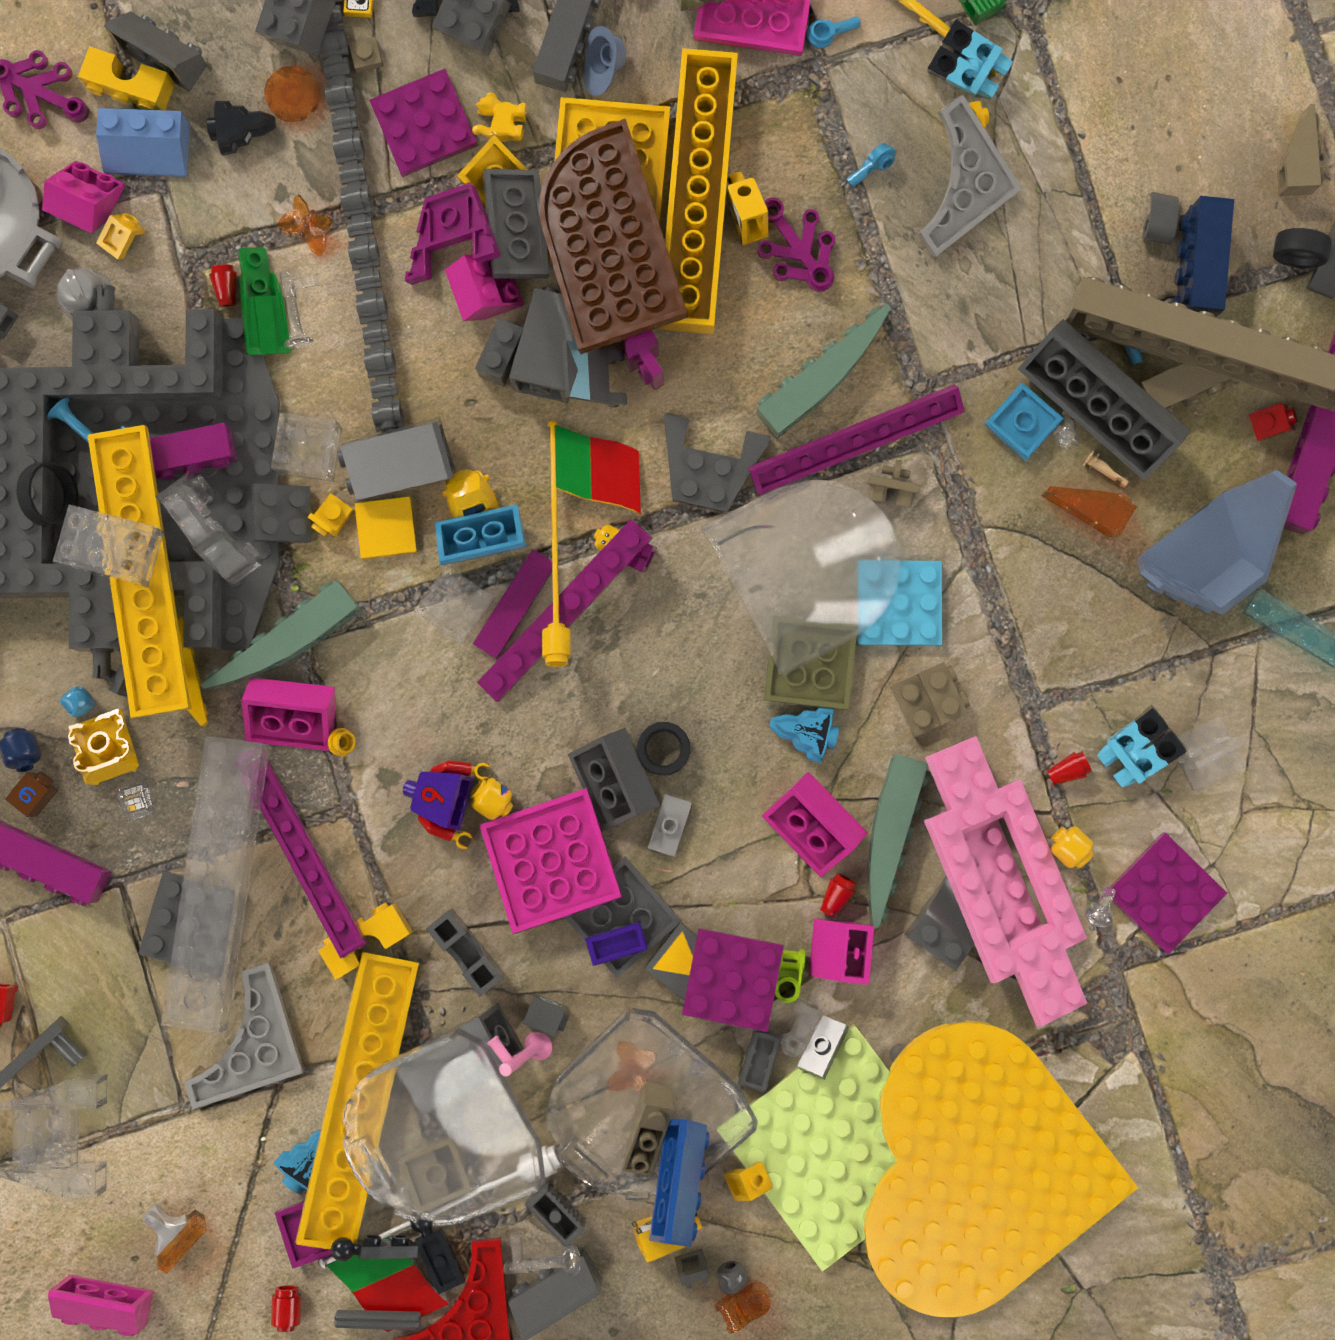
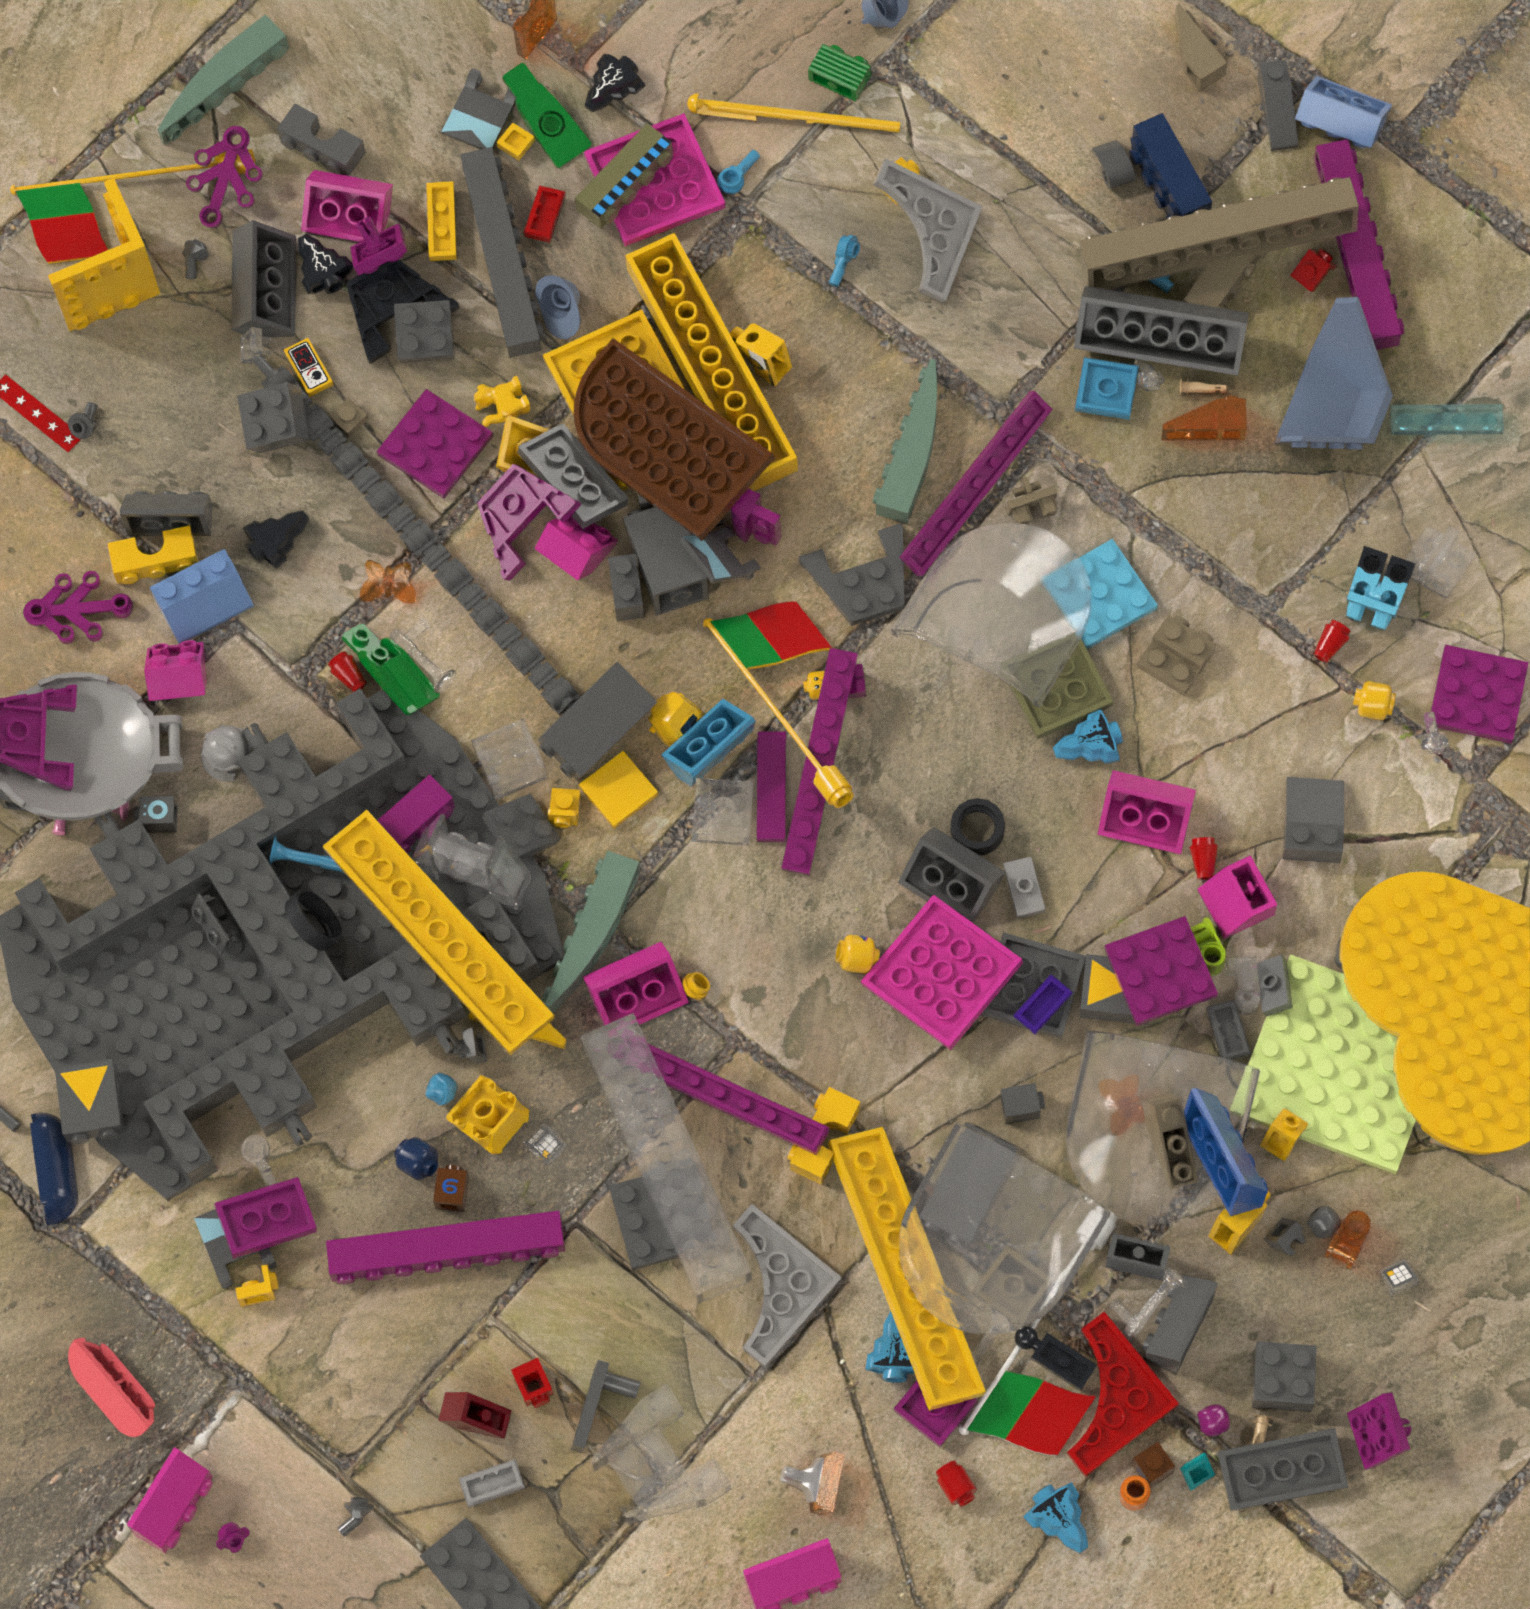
camera: 30 degrees left, 15 degrees down
(108, 545) = (404, 918): clear piece -> none
(119, 234) = (228, 684): yellow bracket -> none
(292, 93) = (304, 484): clear orange tile -> none
(374, 1248) = (999, 1373): black plate -> none
(377, 1319) = (1042, 1444): dark grey axle -> none
(442, 798) = (815, 976): dark purple torso -> none
(470, 955) = (900, 1085): dark grey arch -> none
(536, 1046) = (1029, 1135): bright pink piece -> none
(799, 249) = (827, 361): magenta plant -> none
(891, 829) = (1214, 776): sand green slope -> none
(972, 71) = (870, 131): medium azure hips -> none
(992, 887) = (1327, 770): bright pink piece -> none
(1302, 247) = (1244, 120): black tyre -> none

